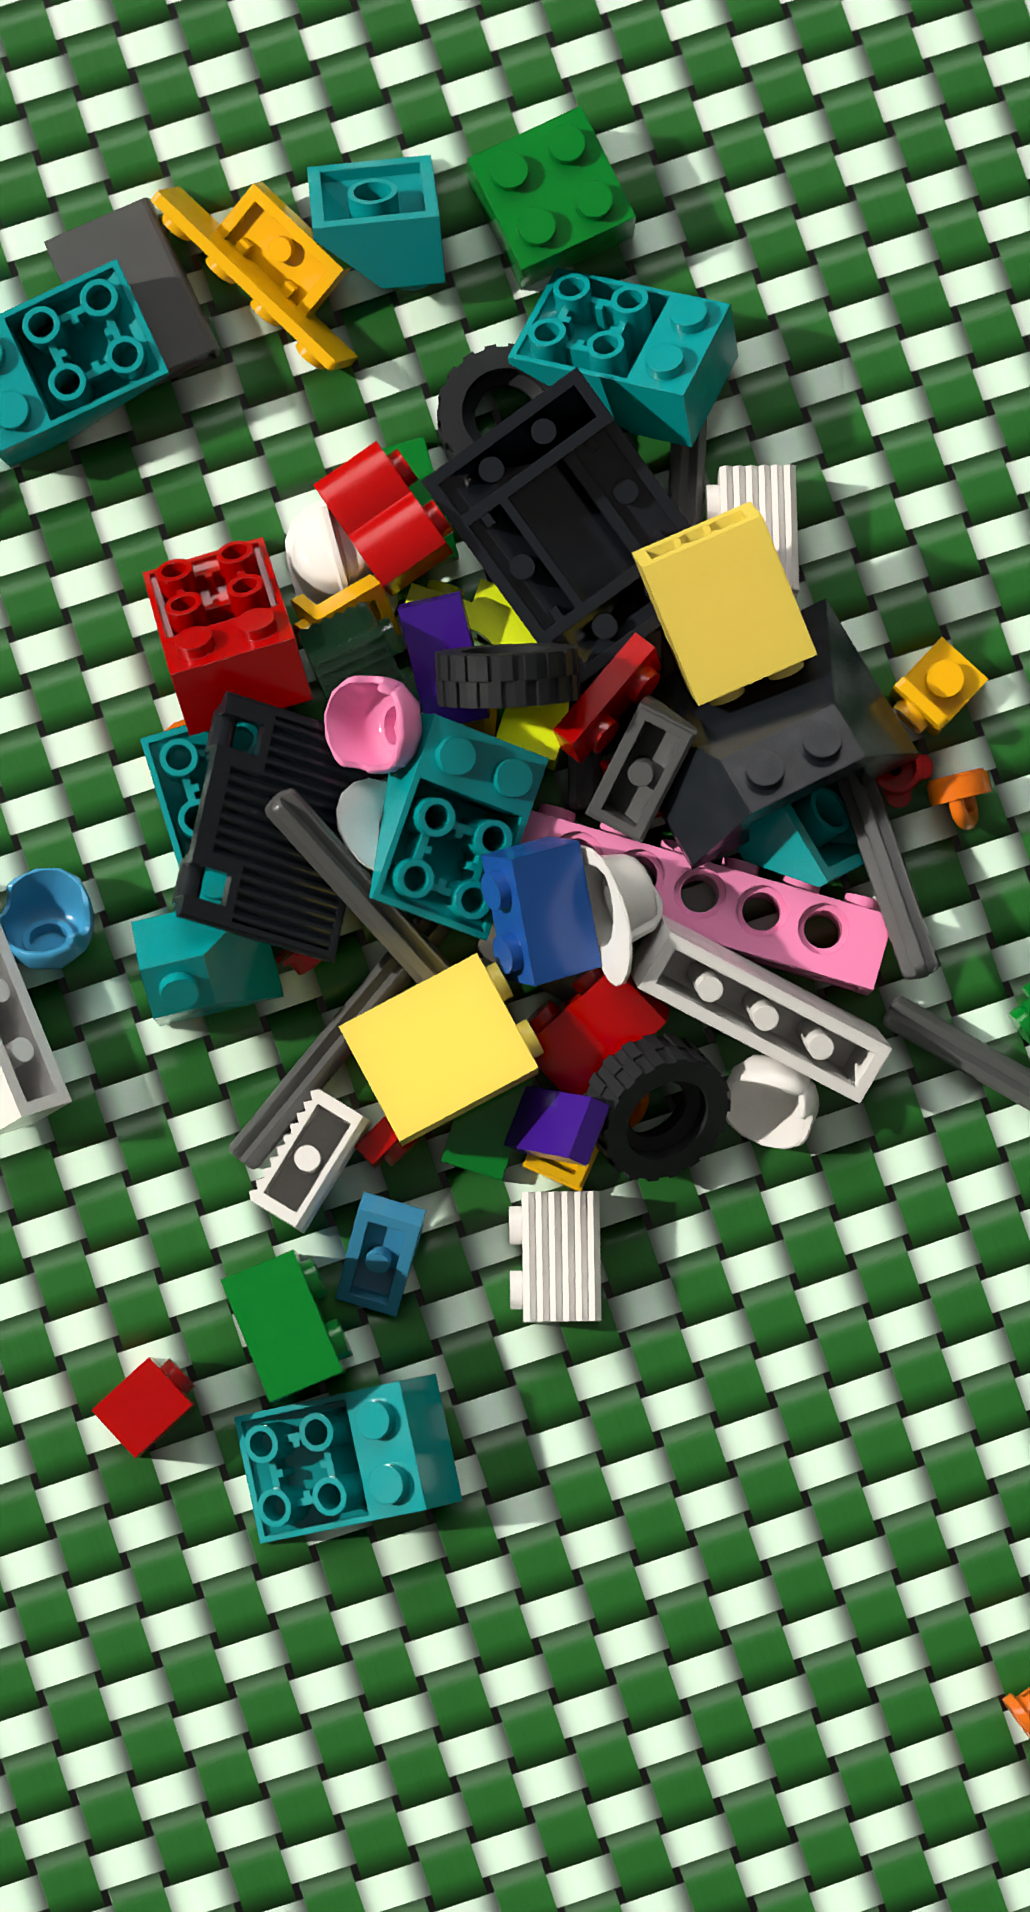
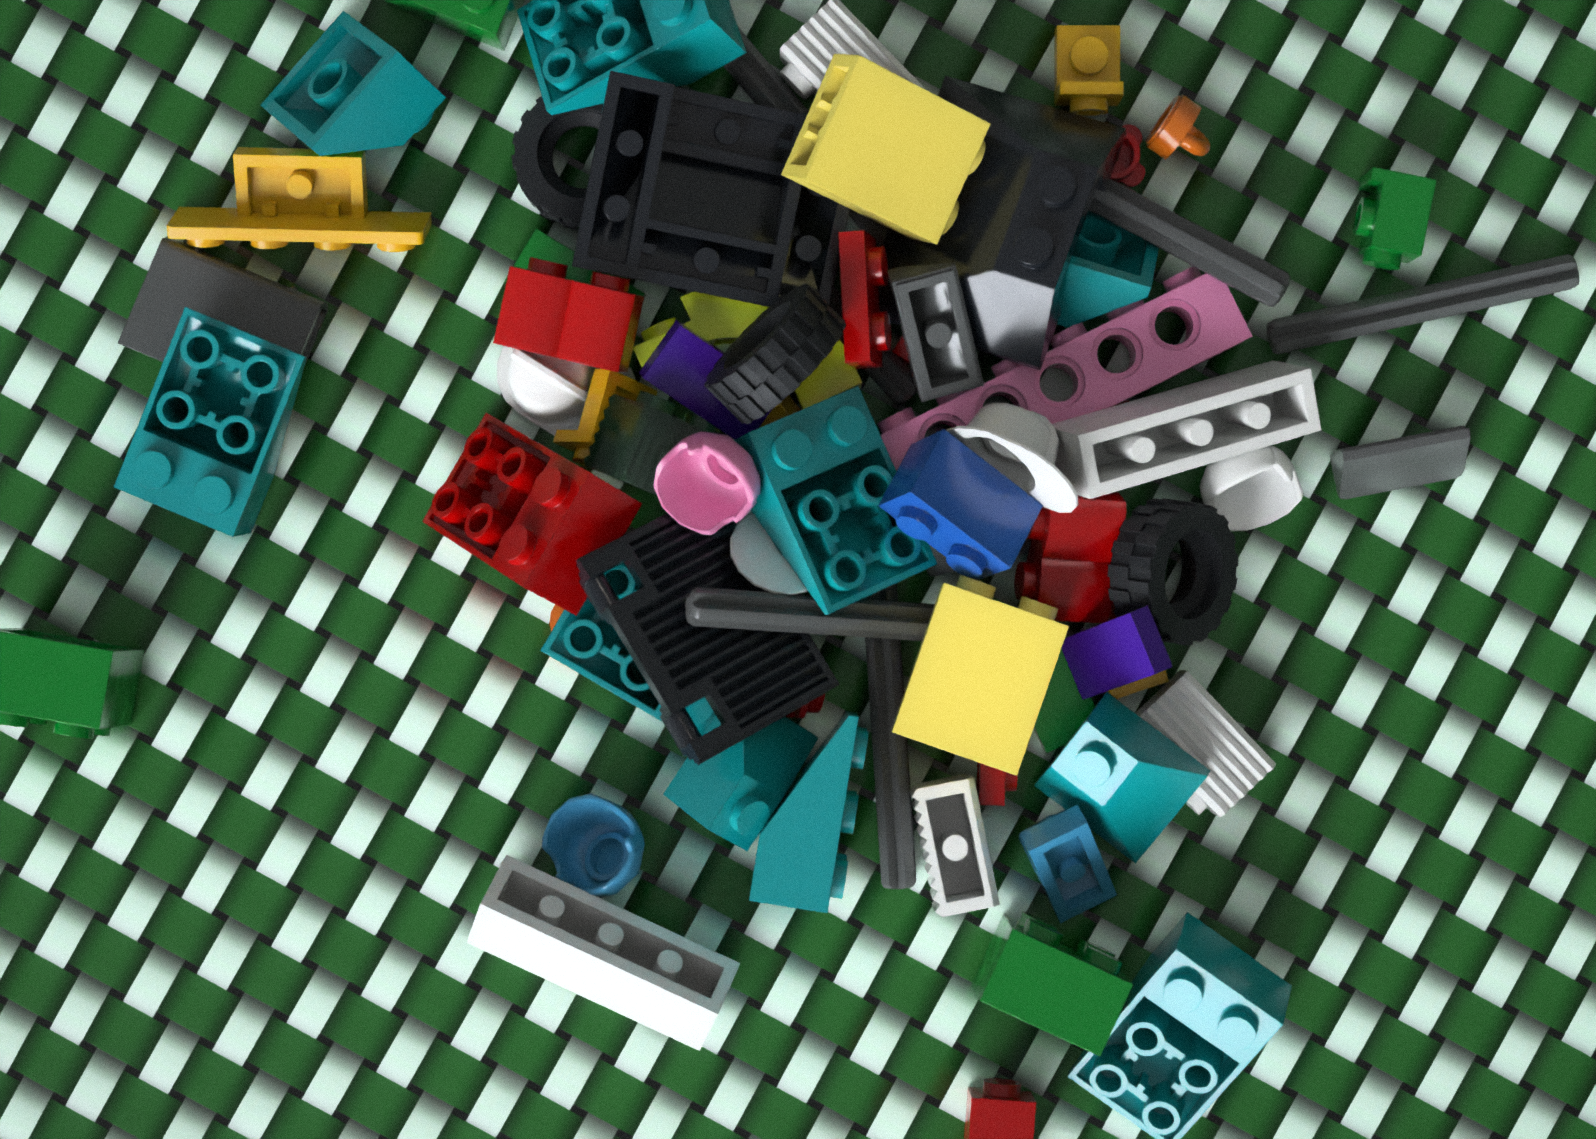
camera: 35 degrees left, 5 degrees up
(207, 1046) = (800, 842): none -> teal slope
(478, 1223) = (1122, 777): none -> teal slope
(901, 1188) = (1400, 462): none -> dark grey slope

